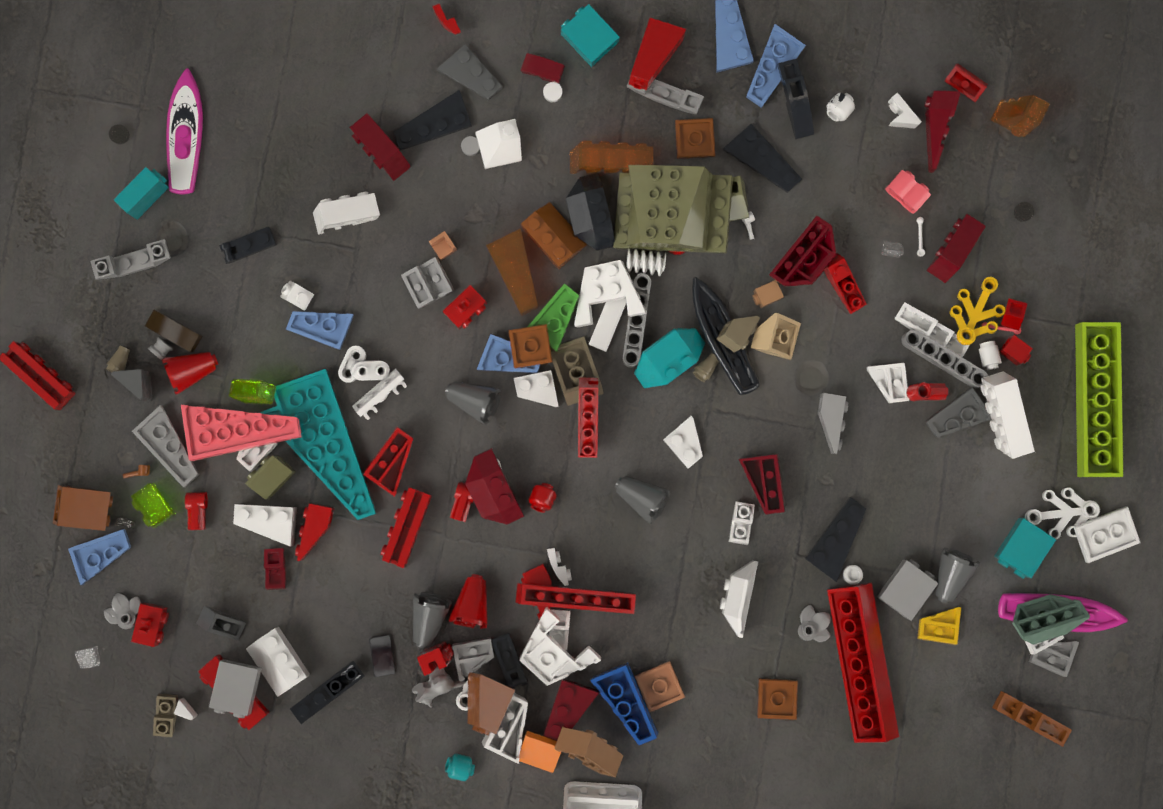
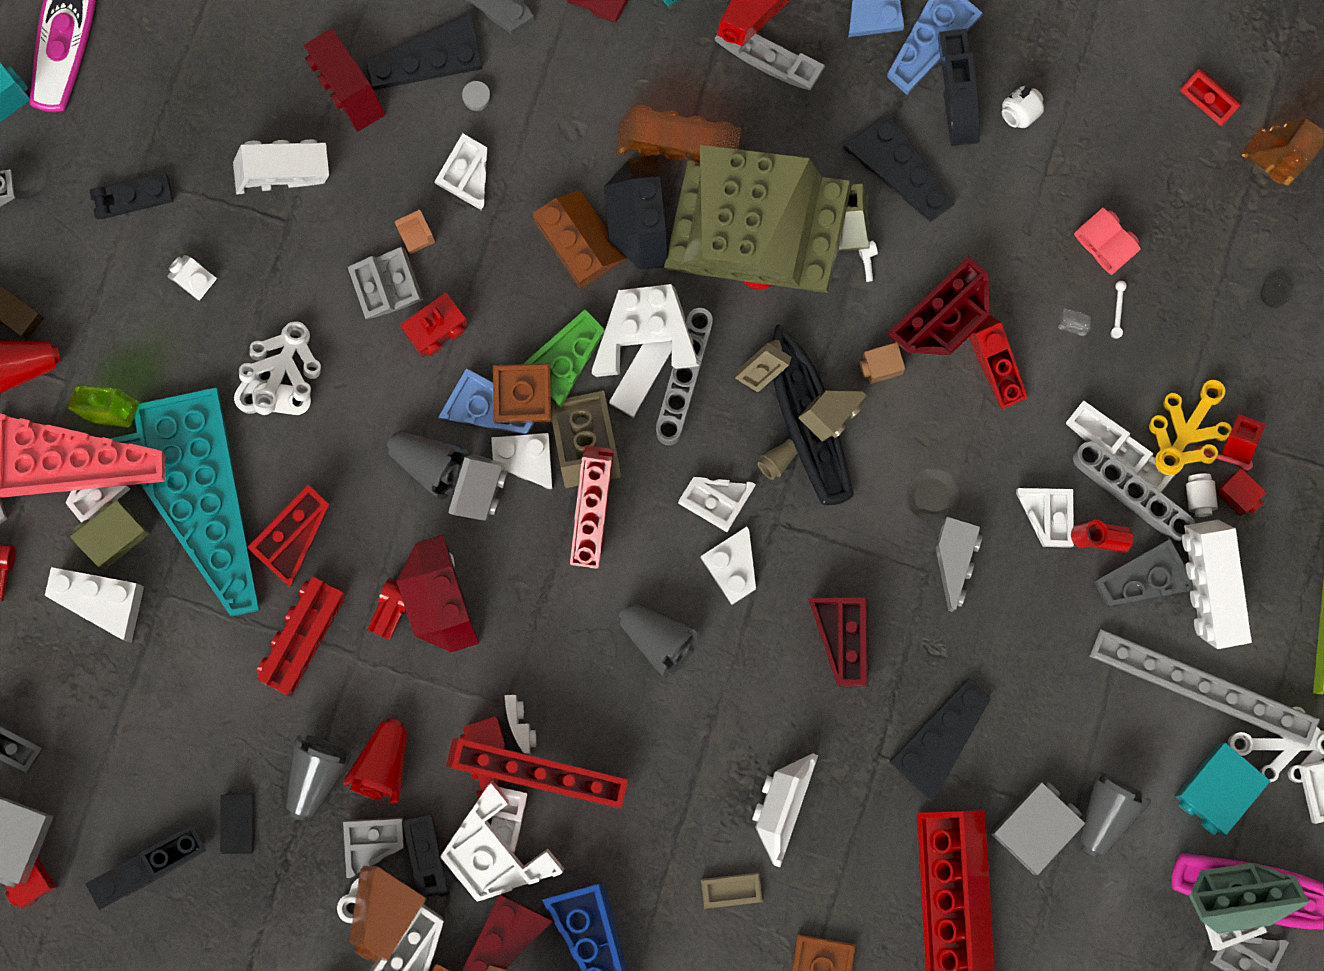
camera: 10 degrees right, 5 degrees down
(274, 569) = (97, 673): dark red slope -> none
(278, 661) = (80, 811): white slope -> none
(316, 525) = (168, 615): red slope -> none
(321, 327) = (220, 327): medium blue wing -> none
(366, 348) = (280, 364): none -> white plant
(379, 393) = (289, 435): white plate -> none
(437, 655) = (313, 832): red brick -> none
(438, 684) = (314, 877): light grey animal -> none
(471, 199) = (465, 171): none -> white wing
(499, 144) = (518, 97): white slope -> none
(510, 413) = (478, 488): none -> light grey slope
(513, 266) = (514, 276): clear orange wedge -> none
(542, 497) = (509, 618): red head -> none
(552, 92) = (606, 34): white tile -> none
(645, 262) = (708, 293): white piece -> none
(659, 686) = (646, 925): nougat plate -> none
(669, 357) = (724, 435): teal wedge -> none
(669, 400) = (716, 500): none -> white wing
(689, 307) = (763, 366): none -> dark tan tile
(695, 138) = (804, 126): dark orange tile -> none
(712, 656) = (731, 890): none -> dark tan tile
(741, 523) = (801, 696): white slope -> none
(776, 336) = (888, 426): tan slope -> none
(816, 623) = (894, 860): light grey plate -> none
(852, 574) = (958, 795): white tile -> none
(906, 117) = (1117, 133): white slope -> none
(939, 111) = (1165, 134): dark red wedge -> none
(941, 627) = (1082, 892): yellow wing -> none
(956, 247) = (1169, 332): dark red wedge -> none
(1005, 483) = (1204, 687): none -> light grey tile

